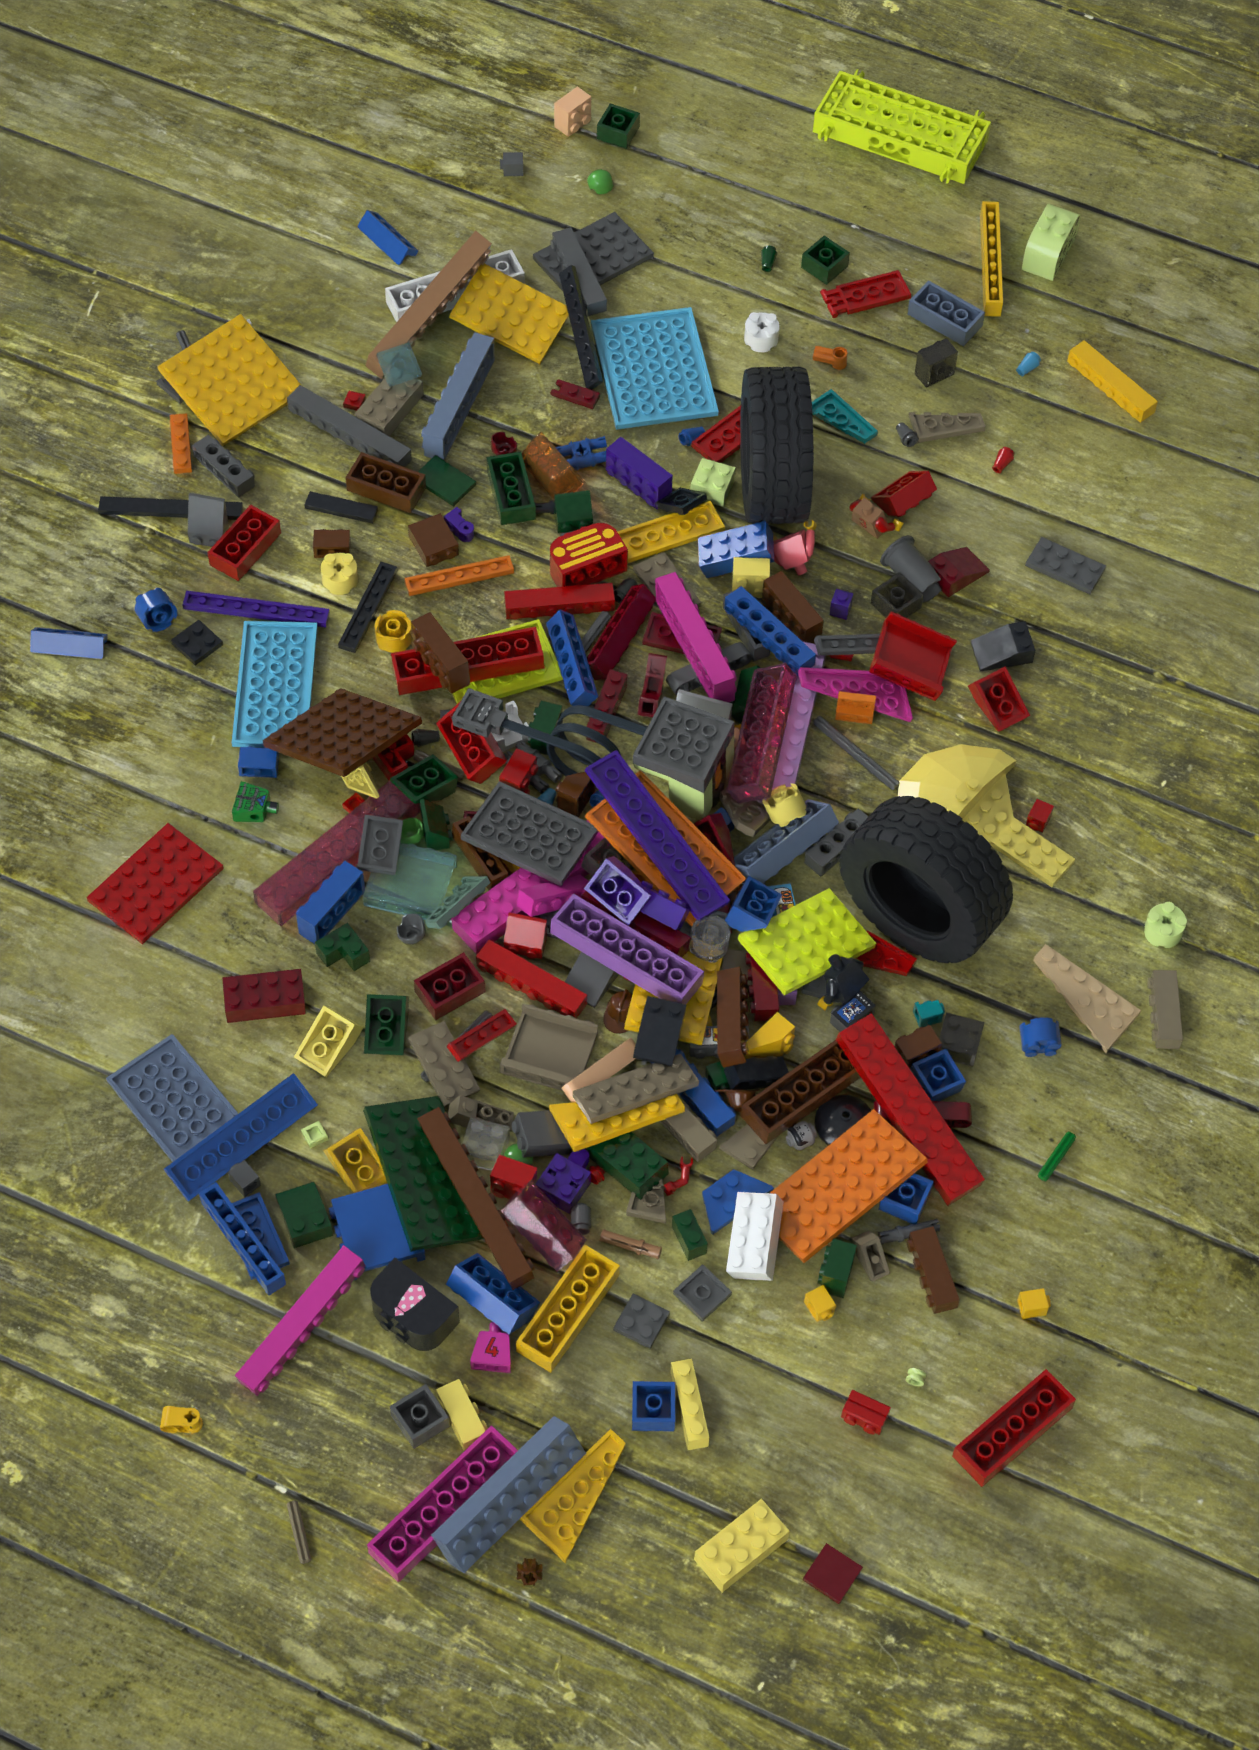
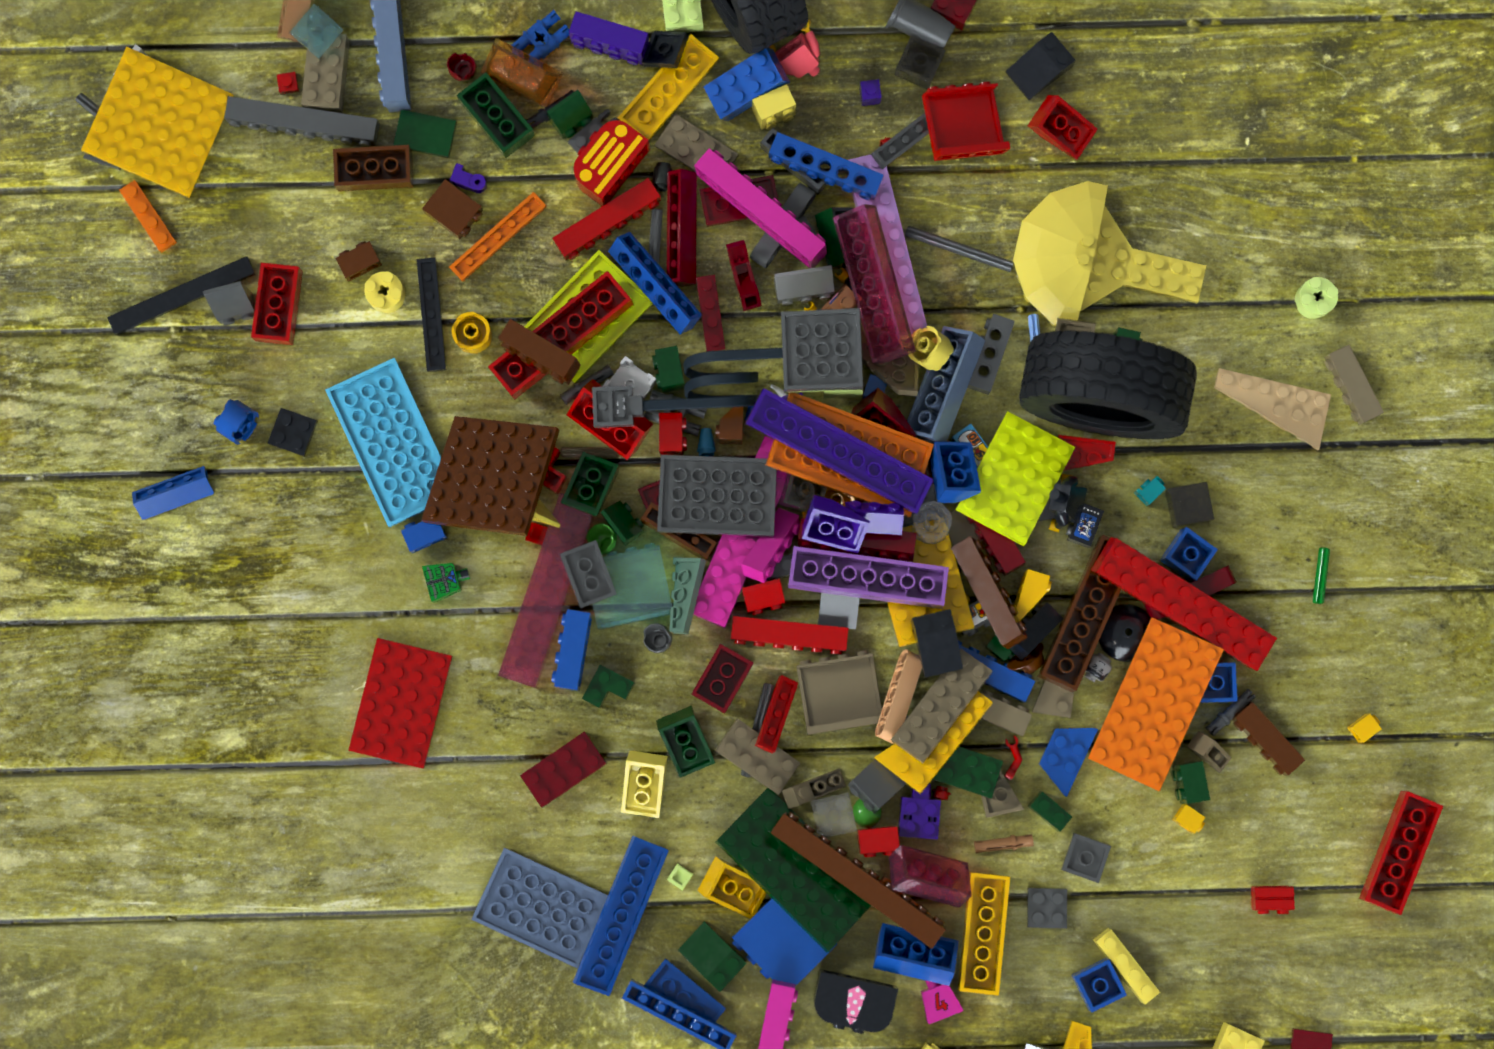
camera: 25 degrees left, 25 degrees up
(223, 465) = (176, 217): dark grey brick -> none
(244, 1178) = (643, 951): dark grey brick -> none
(254, 608) = (327, 369): dark purple plate -> none
(341, 507) = (343, 213): black tile -> none
(424, 737) = (565, 428): pearl dark grey cone -> none
(581, 1218) = (950, 842): dark grey brick -> none
(617, 1011) = (879, 623): reddish brown piece -> none
(755, 1236) = (1108, 789): white brick -> none
(791, 607) = (830, 126): reddish brown brick -> none
(855, 707) = (940, 205): orange slope -> none
(890, 697) = (934, 183): dark pink wing -> none
(915, 1377) = (1298, 845): yellowish green bush -> none
(918, 1045) = (1160, 539): reddish brown brick -> none
(1039, 815) = (1155, 236): red brick -> none
(1040, 1037) = (1260, 469): blue brick -> none

